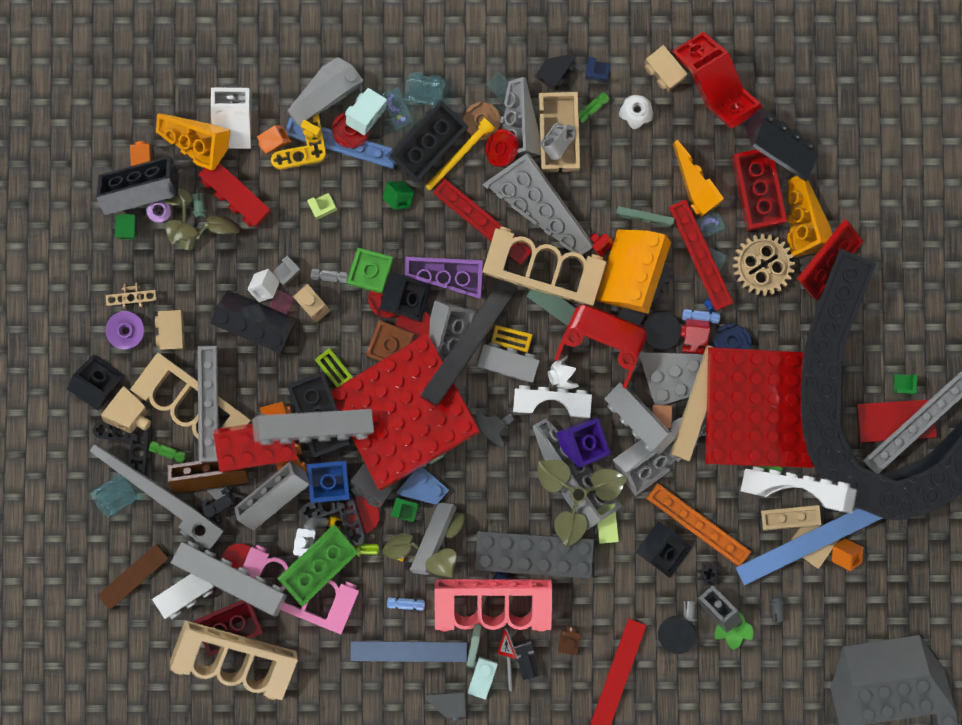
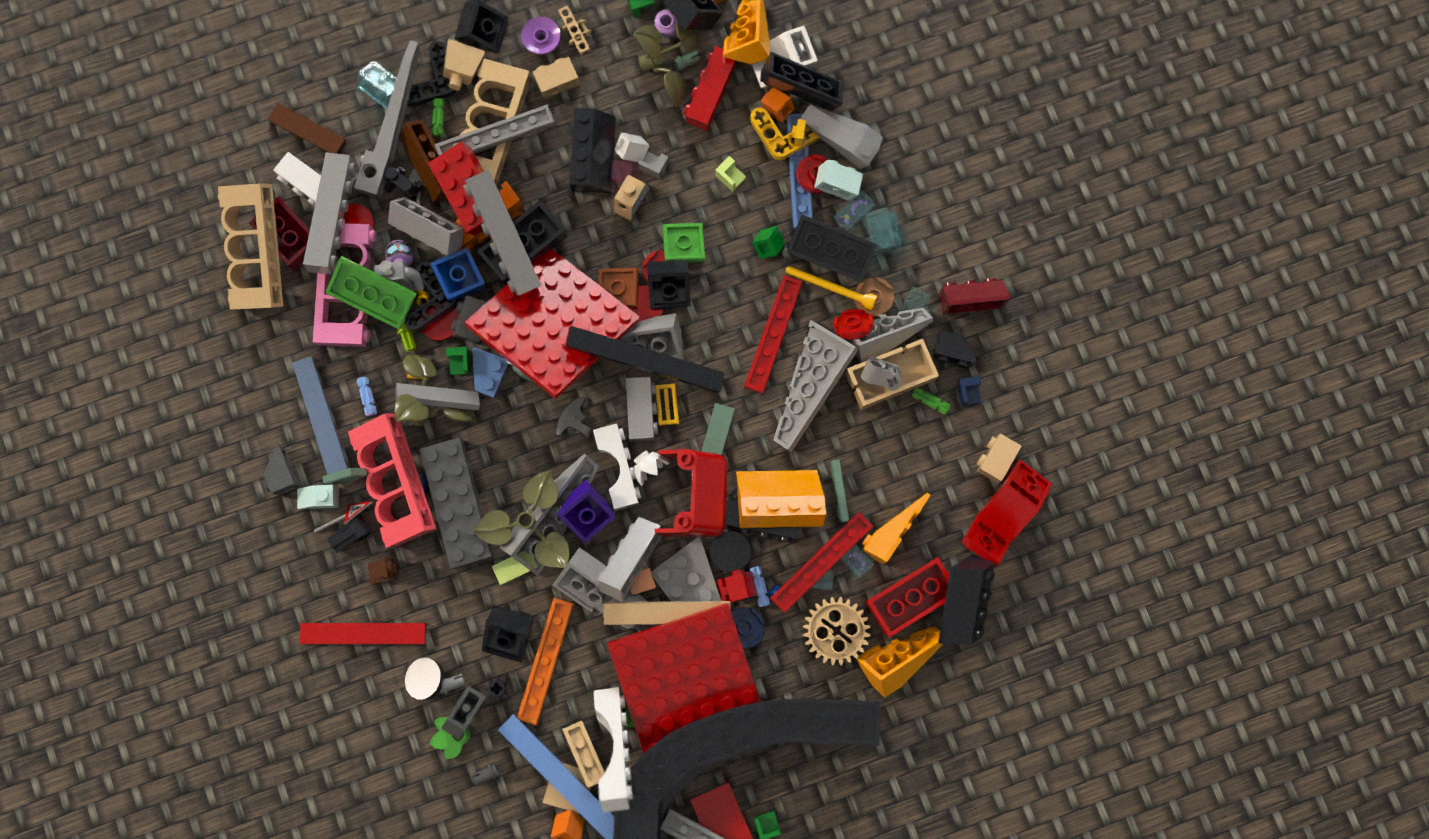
camera: 75 degrees right, 5 degrees down
(264, 108) = (802, 82): none -> black slope
(285, 530) = (399, 251): none -> head
(323, 356) = (583, 245): lime tile -> none
(326, 275) = (664, 206): light grey axle -> none
(453, 274) = (709, 322): medium lavender wedge -> none
(498, 253) = (739, 360): tan fence -> none
(514, 33) = (973, 296): none -> dark red slope
(602, 244) = (795, 458): red tile -> none
(633, 118) = (935, 448): white piece -> none
(818, 270) = (893, 704): red tile -> none

